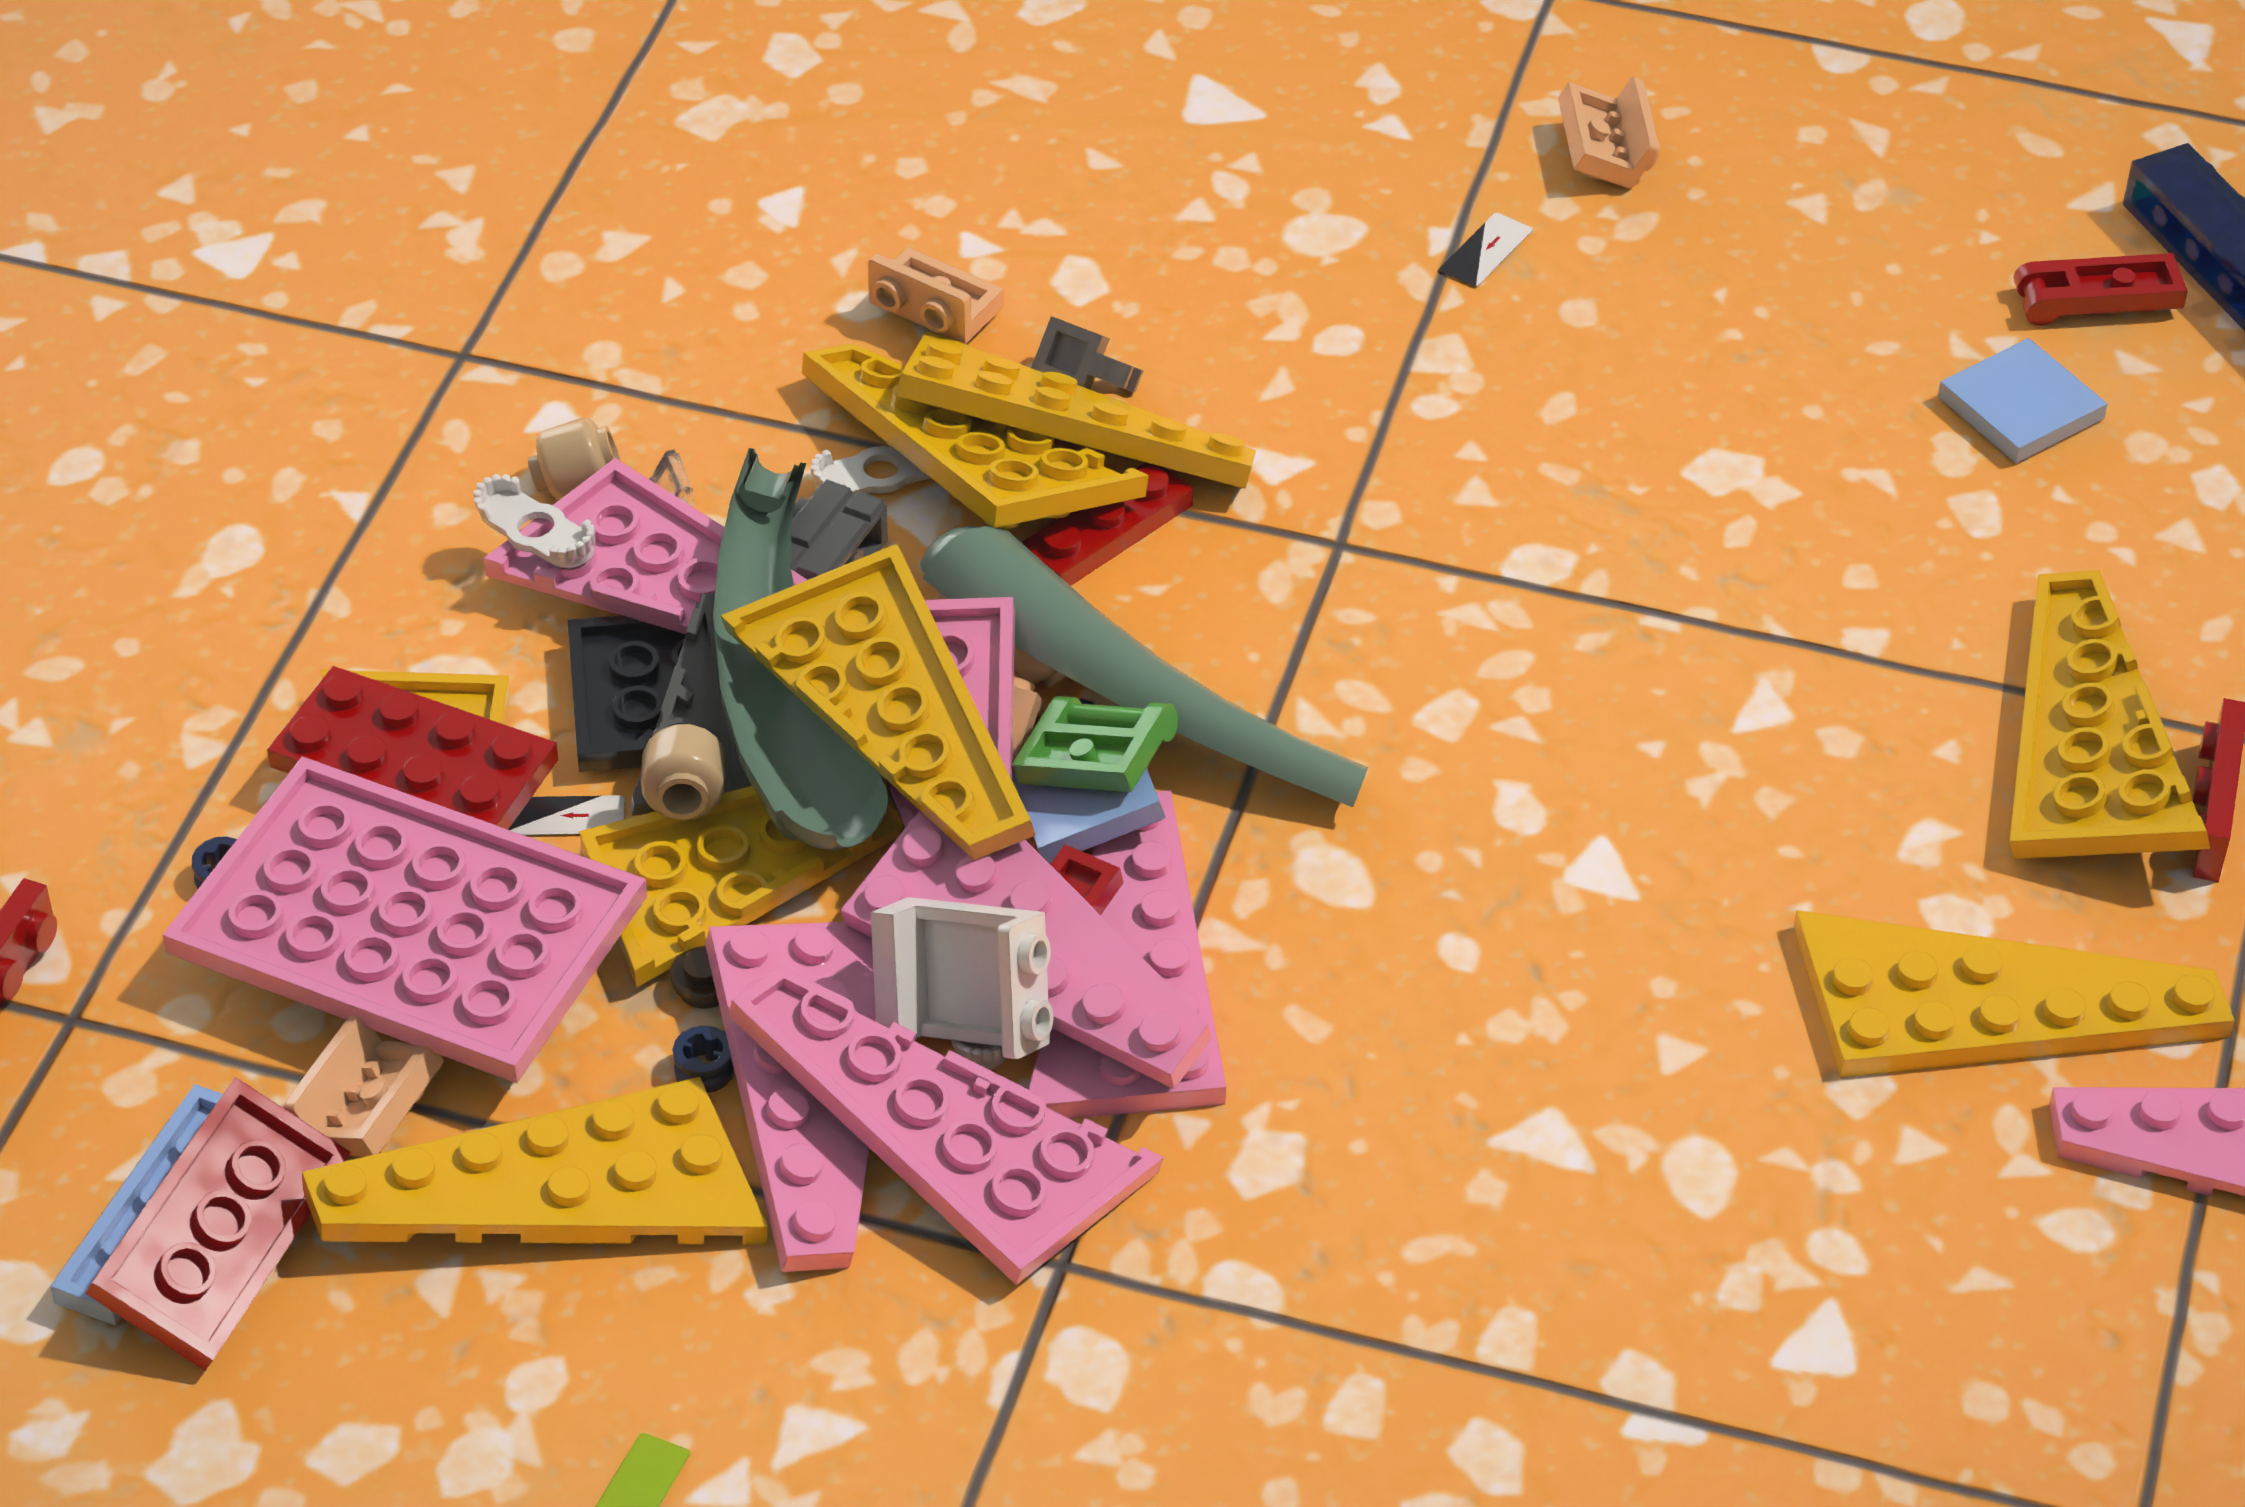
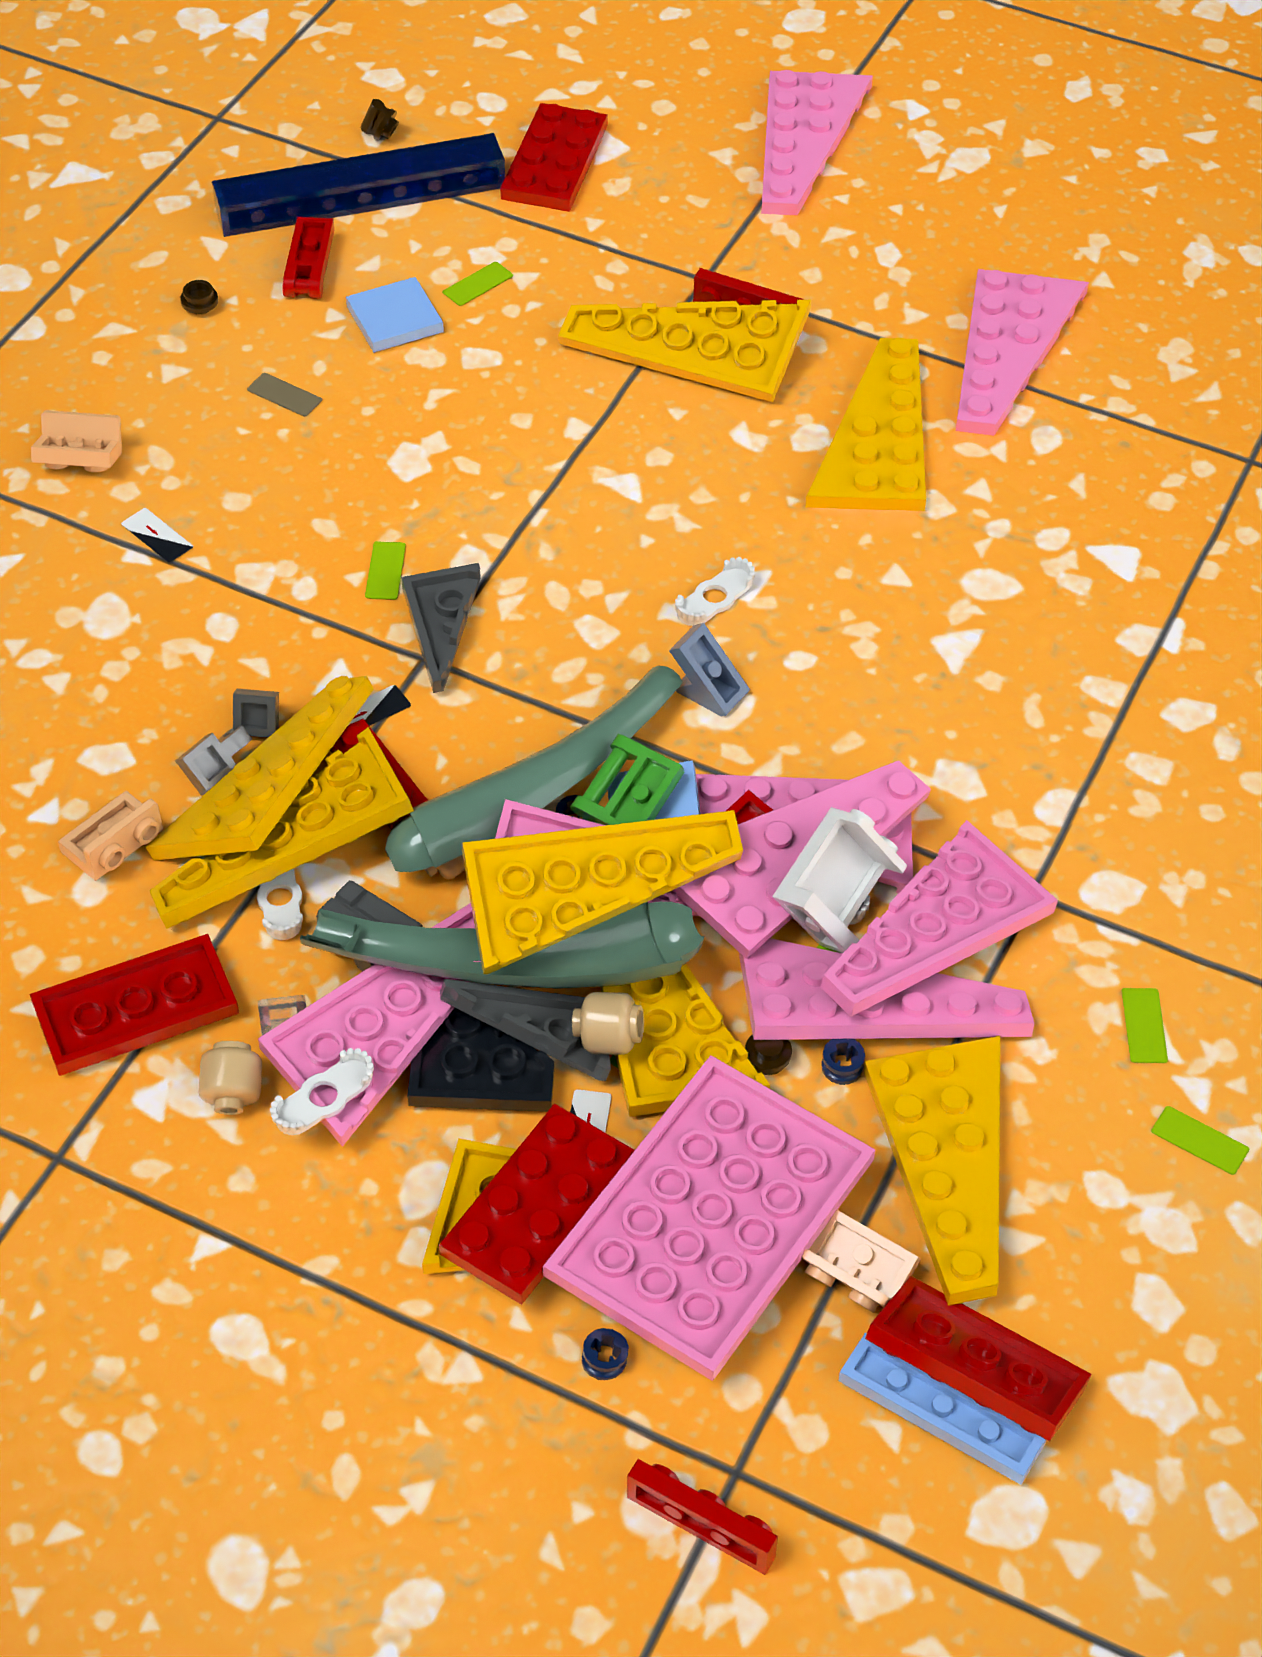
camera: 80 degrees left, 5 degrees up
(678, 366) = (134, 1004): none -> red plate
(834, 1417) = (1144, 1025): none -> lime sticker
(1174, 383) = (256, 711): none -> dark grey tile
(1230, 508) = (382, 705): none -> black sticker
(1371, 823) = (709, 673): none -> sand blue slope
(1419, 531) = (439, 611): none -> dark grey wing
(1494, 478) = (385, 570): none -> lime sticker
(1521, 817) = (733, 581): none -> white piece
(1810, 321) = (284, 394): none -> dark tan sticker
(1962, 194) = (199, 297): none -> dark brown plate
(2145, 485) = (477, 283): none -> lime sticker

